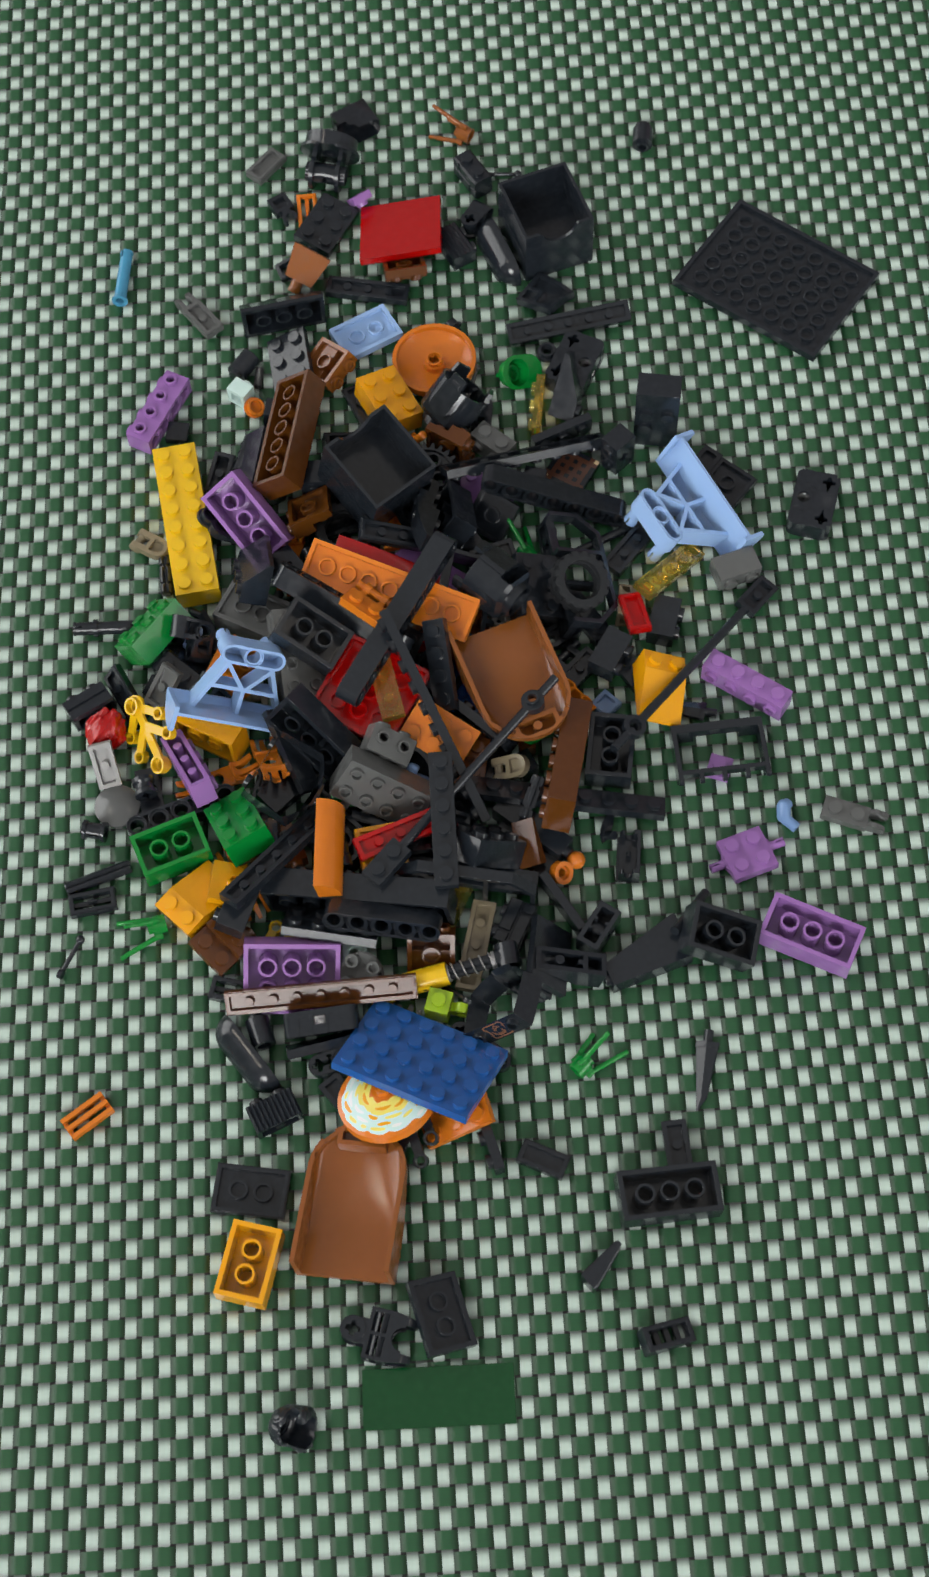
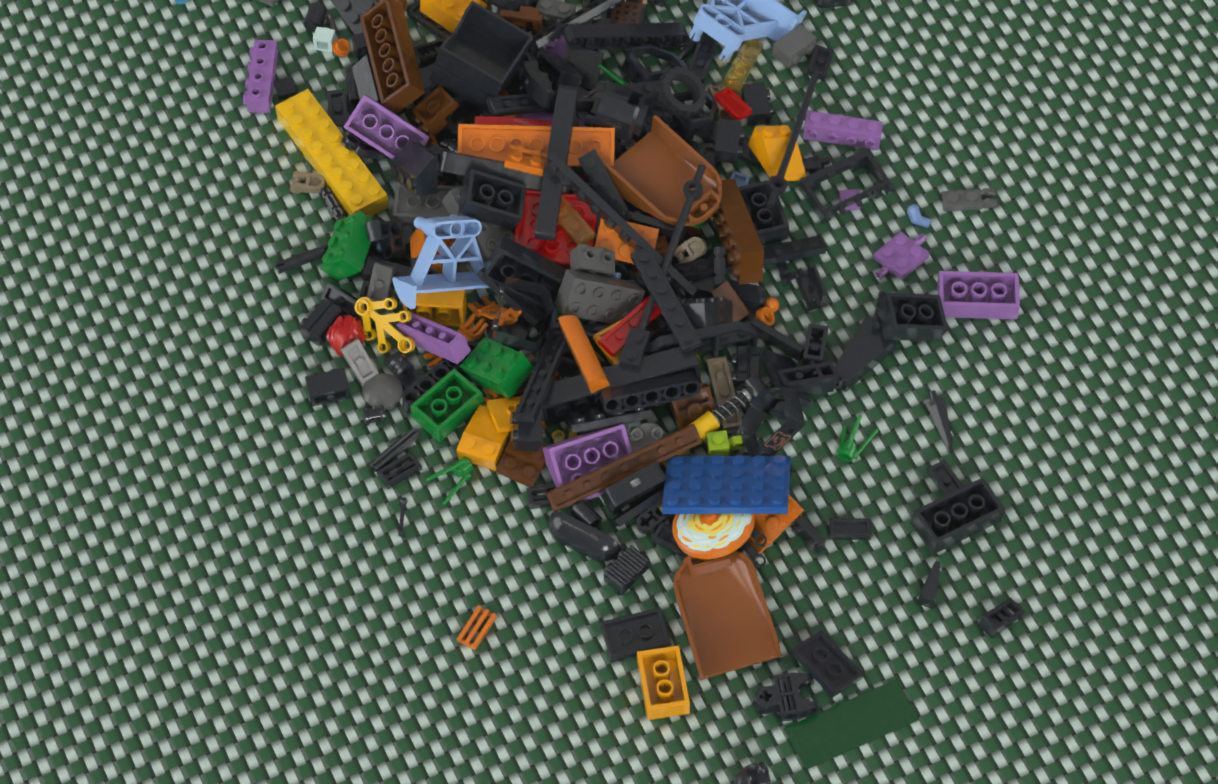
camera: 25 degrees left, 5 degrees down
(61, 780) = (327, 386): none -> black brick

